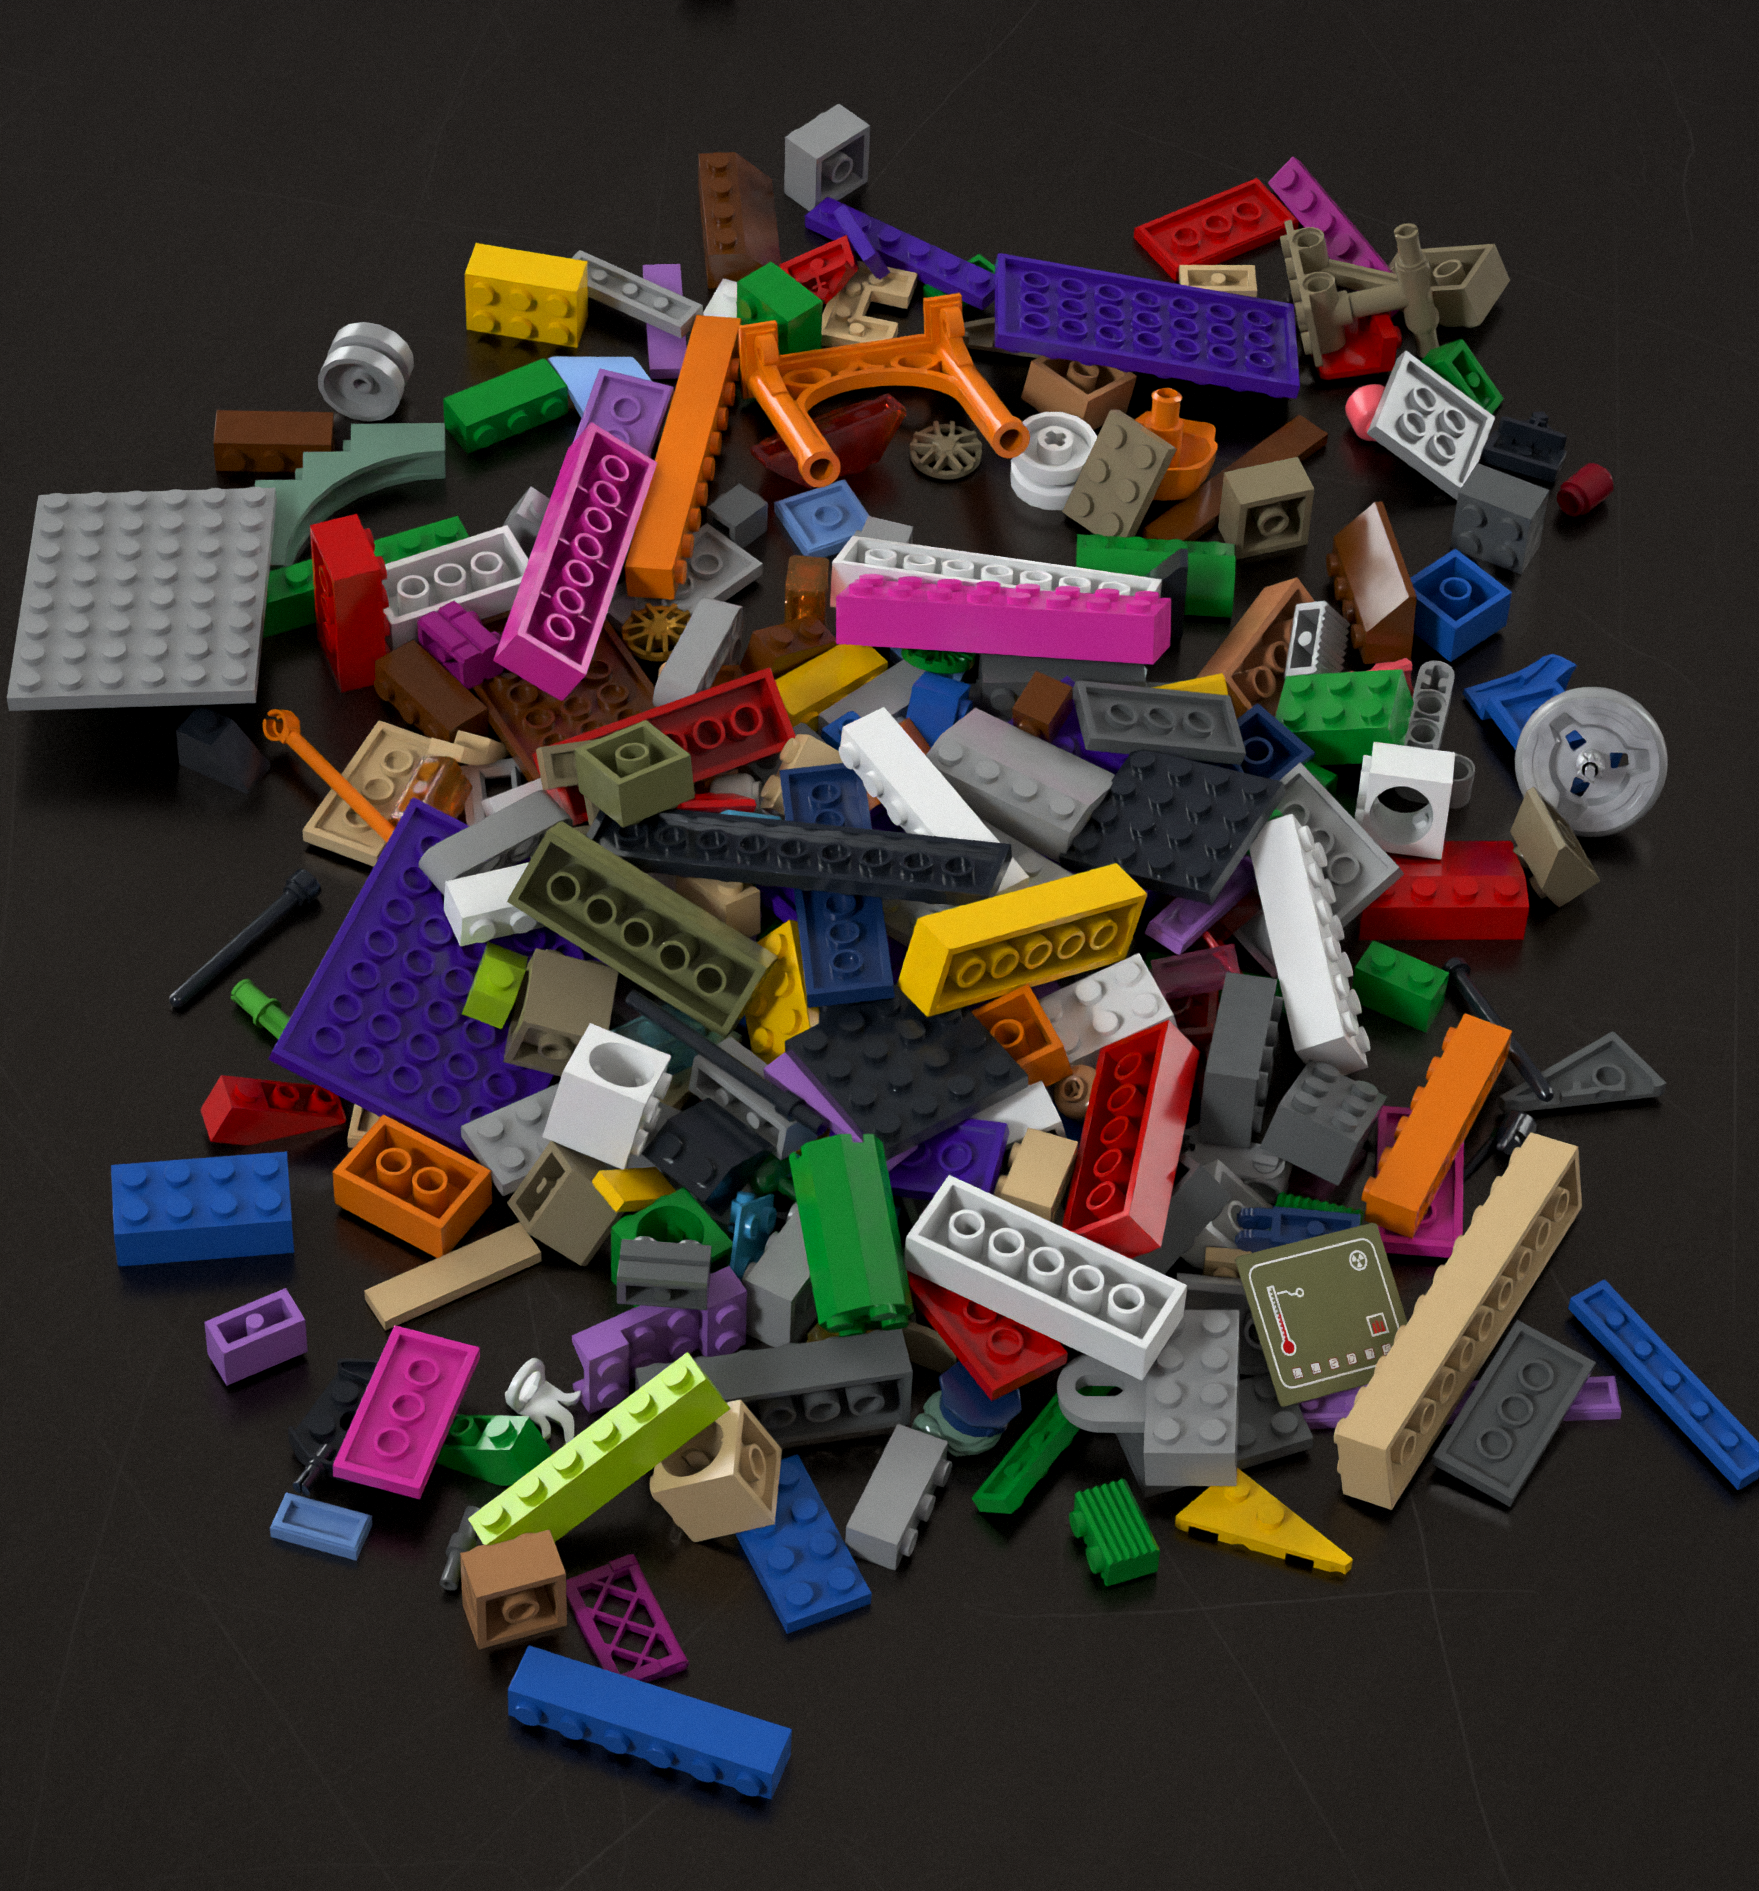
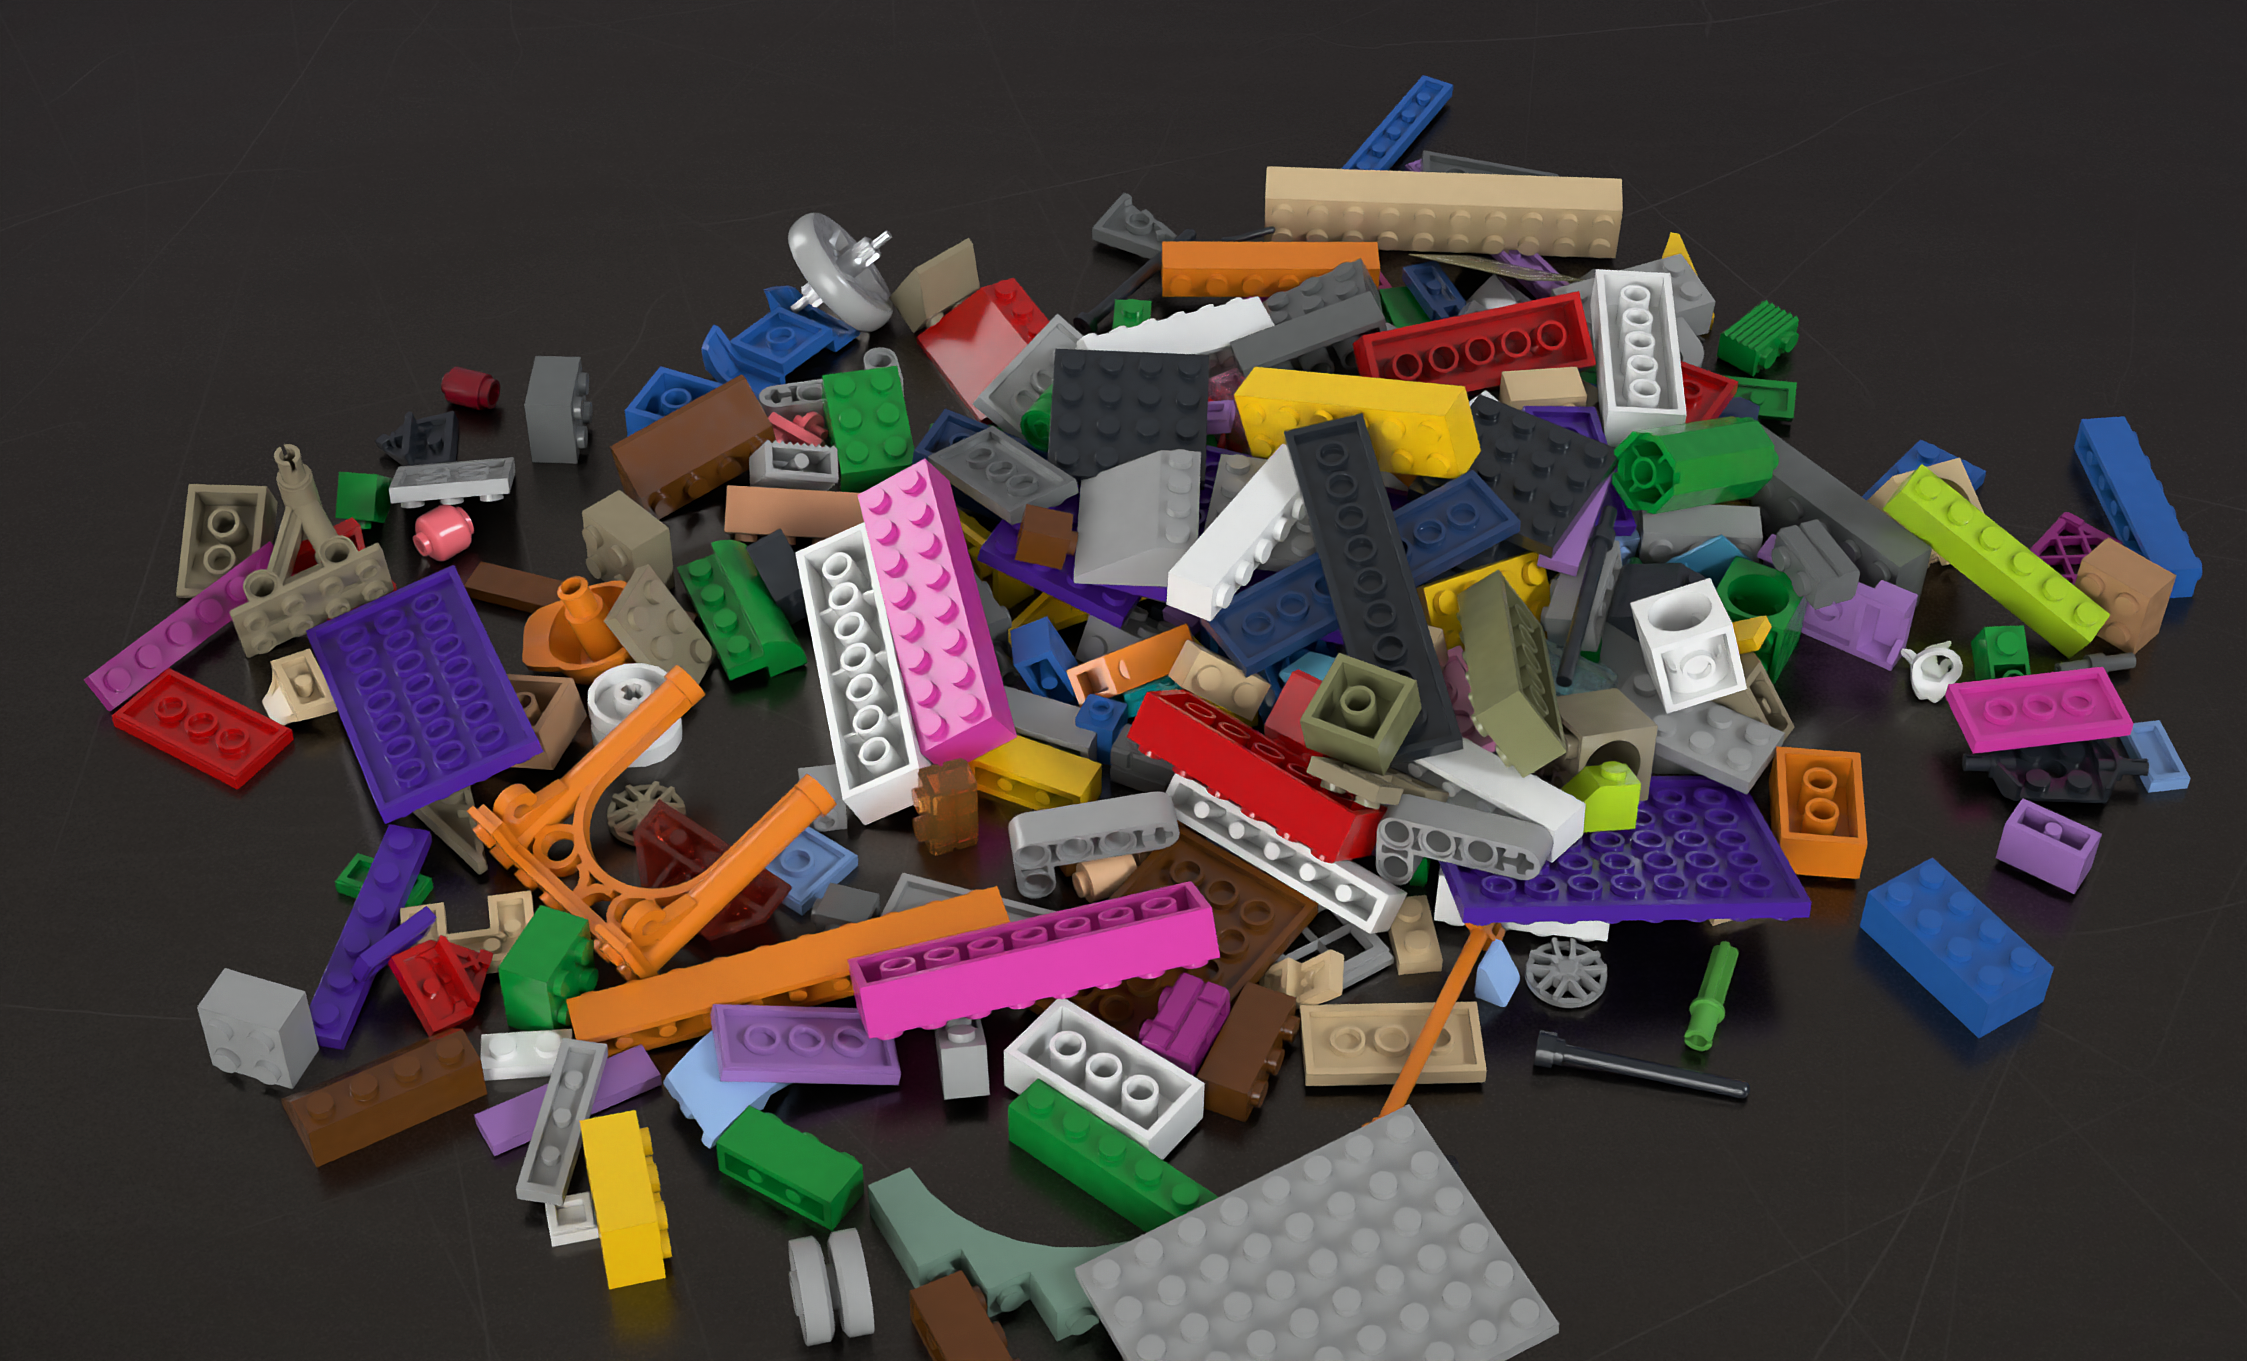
camera: 115 degrees left, 5 degrees down
(266, 1110) = (1819, 956): red slope -> none
(349, 600) = (1223, 1097): red brick -> none
(436, 783) = (1390, 978): clear orange brick -> none
(452, 1276) = (1881, 781): tan tile -> none
(655, 633) = (1051, 898): pearl gold wheel -> none
(786, 646) = (1015, 789): reddish brown brick -> none
(898, 1497) = (1843, 447): light grey brick -> none
(1422, 769) = (944, 359): white brick -> none

